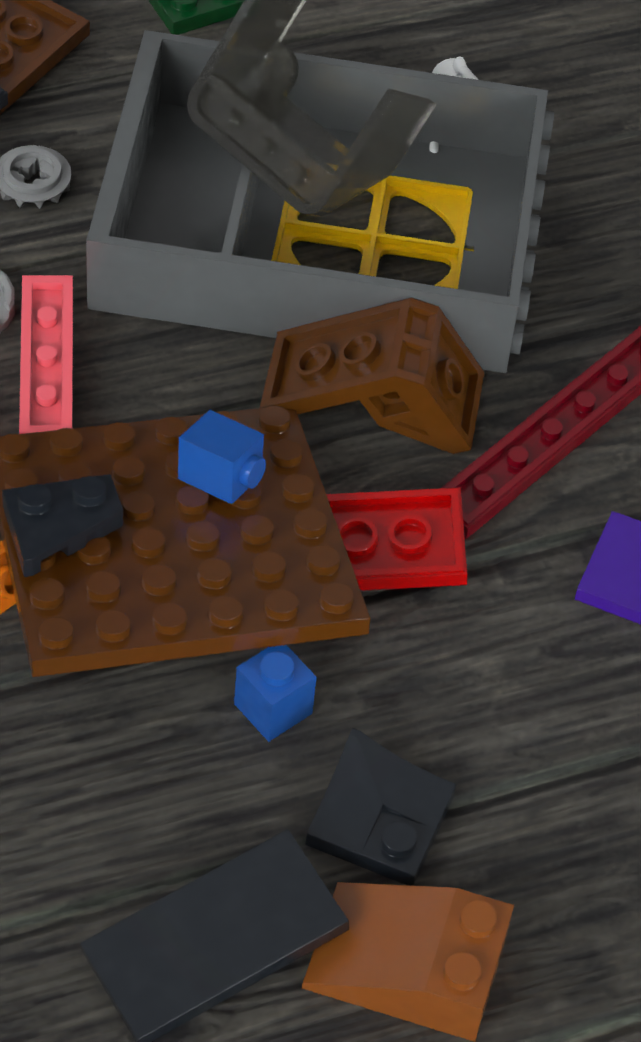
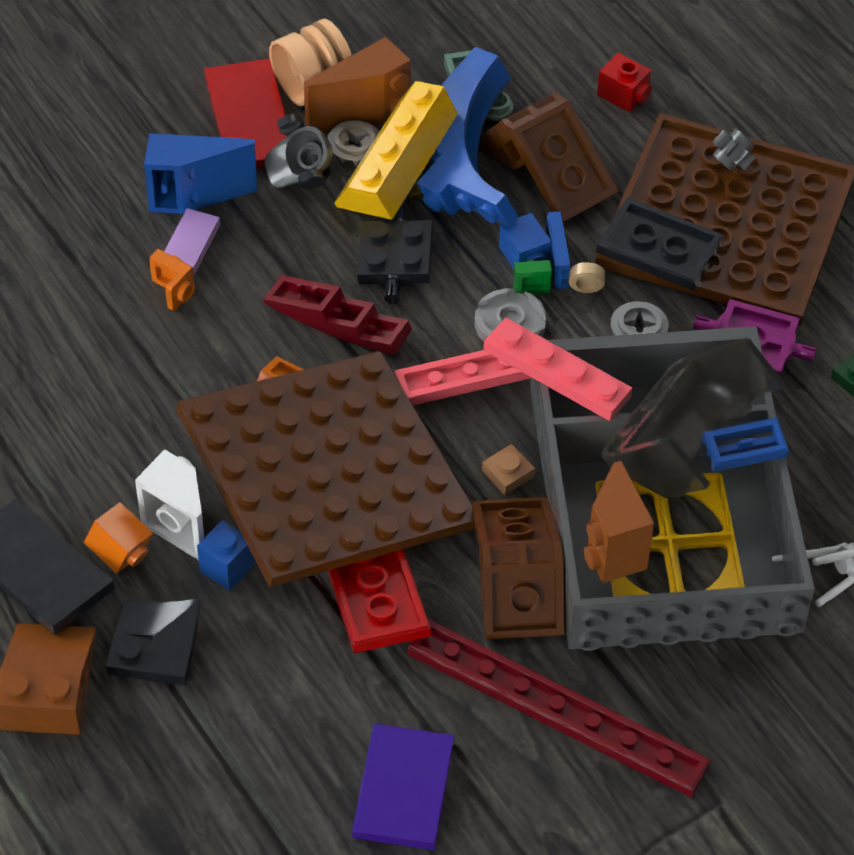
camera: 80 degrees right, 0 degrees up
(60, 517) = (302, 391): black wing -> none
(91, 76) = (774, 329): none -> magenta plate
(148, 224) = (558, 369): none -> coral plate
(185, 719) = (171, 501): none -> white slope
(210, 811) = (119, 538): none -> orange brick
(214, 363) = (508, 469): none -> medium nougat plate
(221, 456) = (382, 466): blue brick -> none
(332, 107) = (715, 452): none -> blue tile
(444, 209) = (618, 528): none -> dark orange slope

